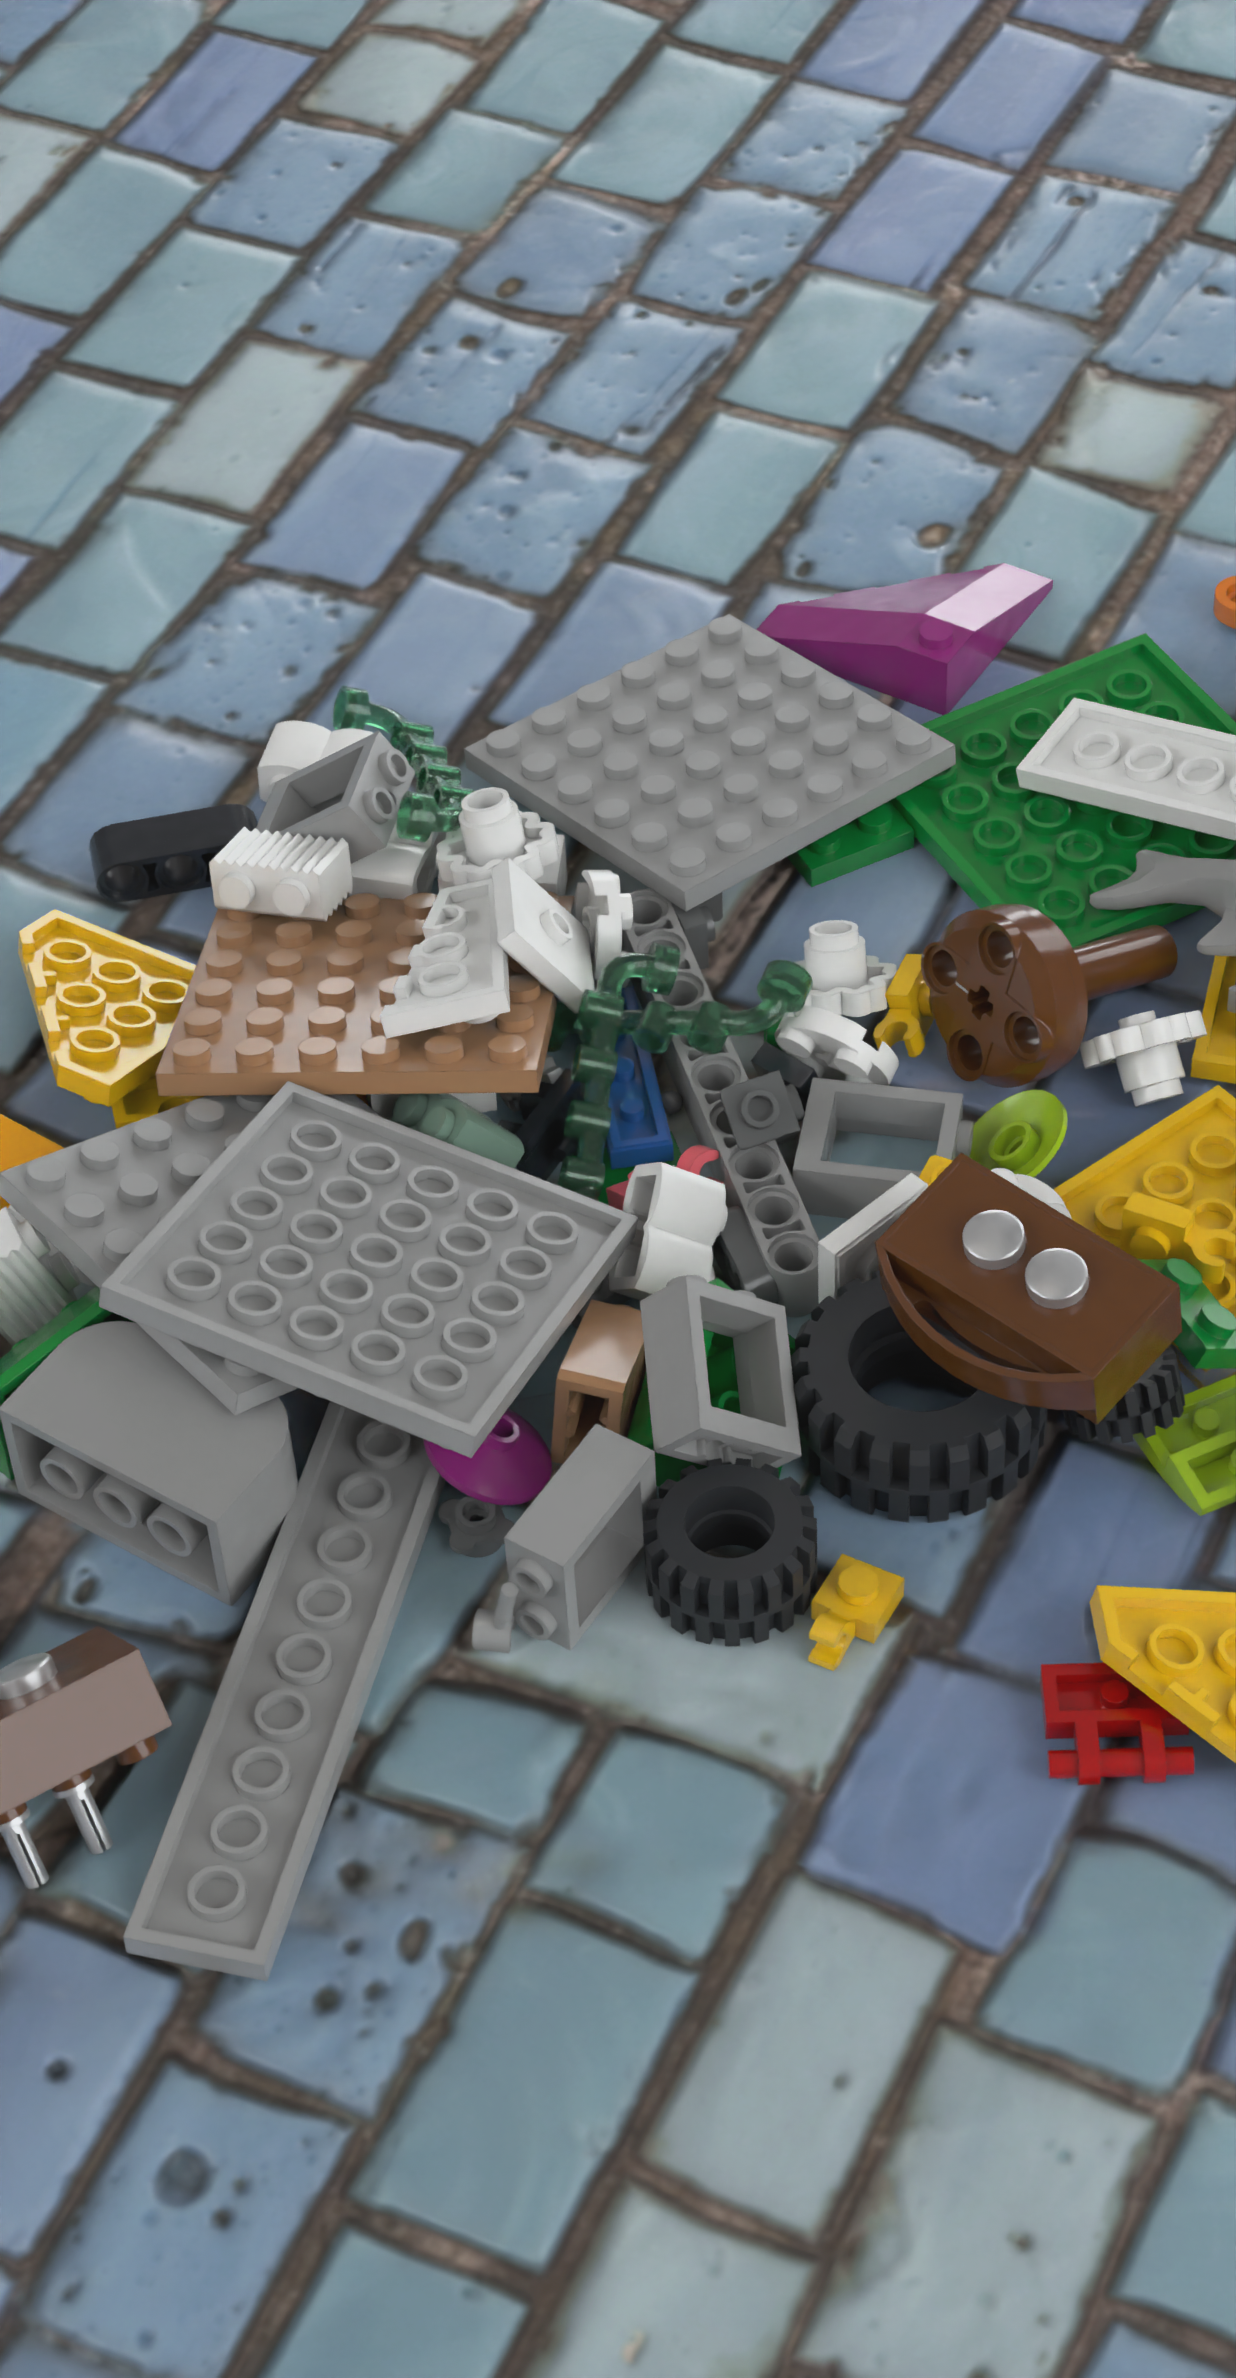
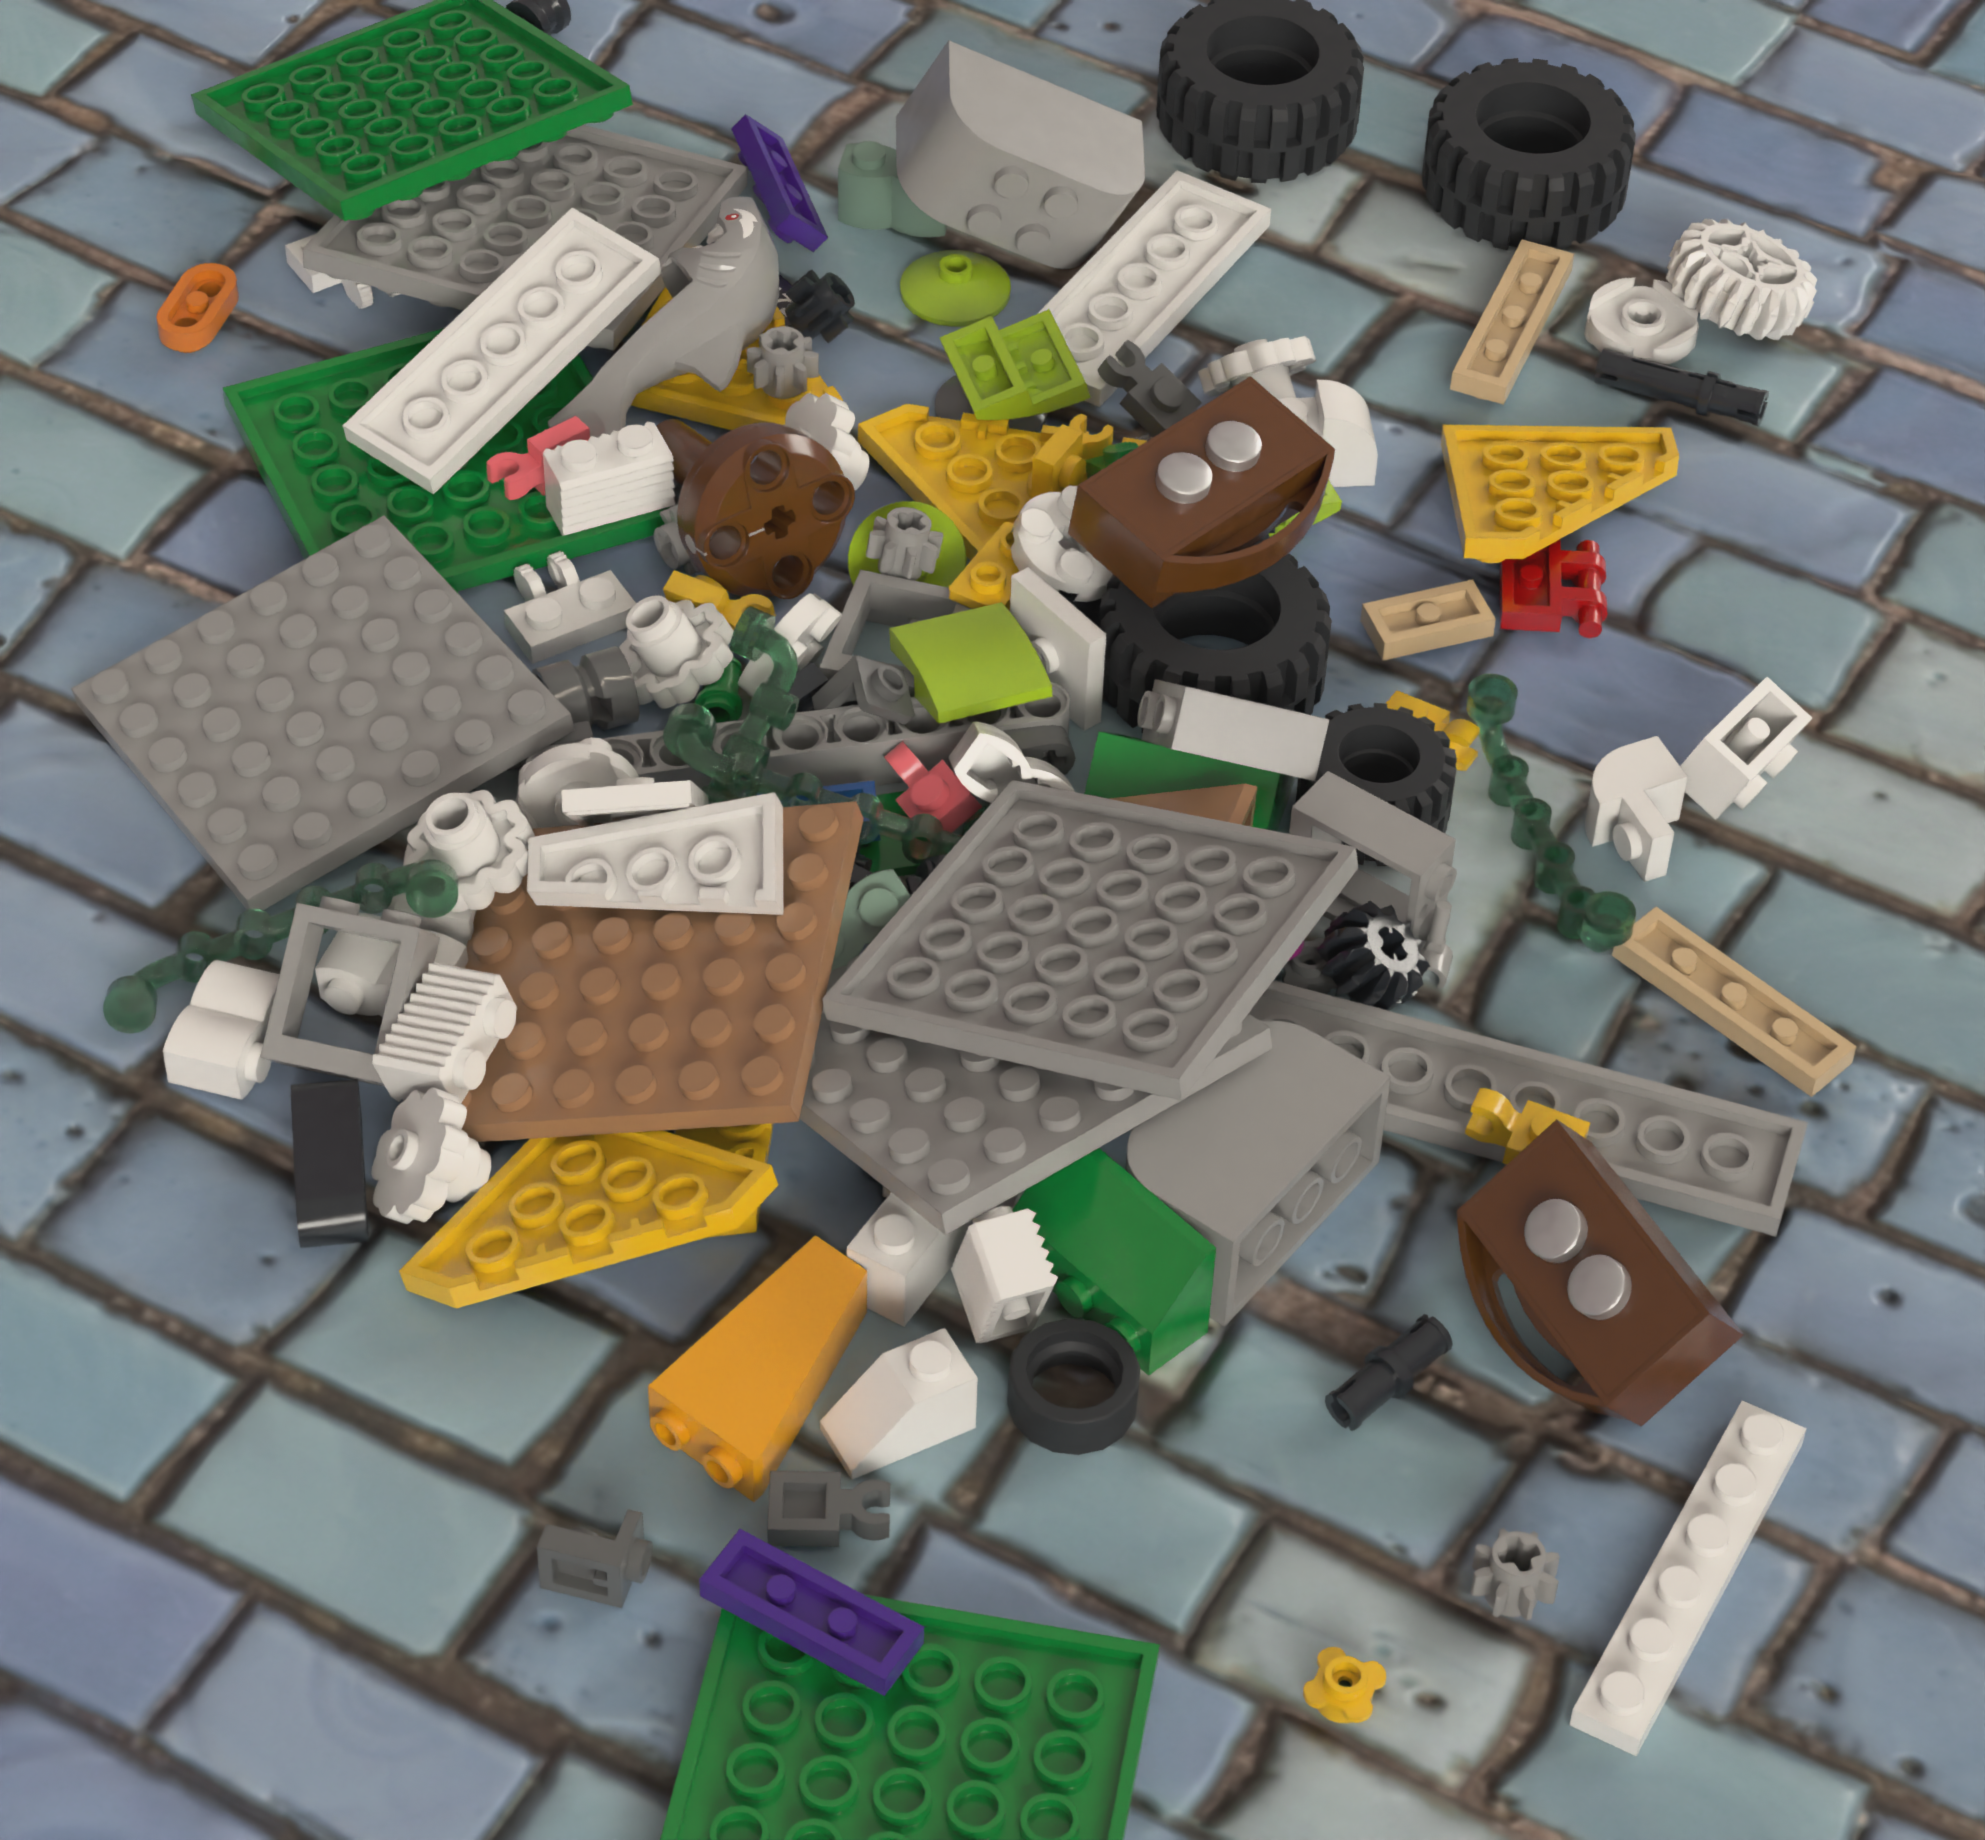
camera: 90 degrees left, 0 degrees up
(162, 901) = (427, 1158): none -> white plant
(215, 1704) = (1499, 1123): none -> yellow plate
(440, 1551) = (1373, 956): none -> black gear
(454, 1906) = (1735, 1002): none -> tan plate
(516, 1746) = (1595, 918): none -> clear green bar
(748, 1789) = (1633, 801): none -> white brick
(759, 923) = (596, 690): none -> dark grey wheel
(812, 1175) = (970, 662): none -> lime slope
(833, 1895) = (1742, 747): none -> white brick
(899, 914) = (567, 616): none -> white hinge
(915, 637) = (141, 556): magenta slope -> none
(993, 1115) = (904, 543): none -> light grey gear
(1027, 1603) = (1427, 619): none -> tan plate
(1037, 872) = (608, 478): none -> white brick
(1069, 845) = (526, 470): none -> coral plate

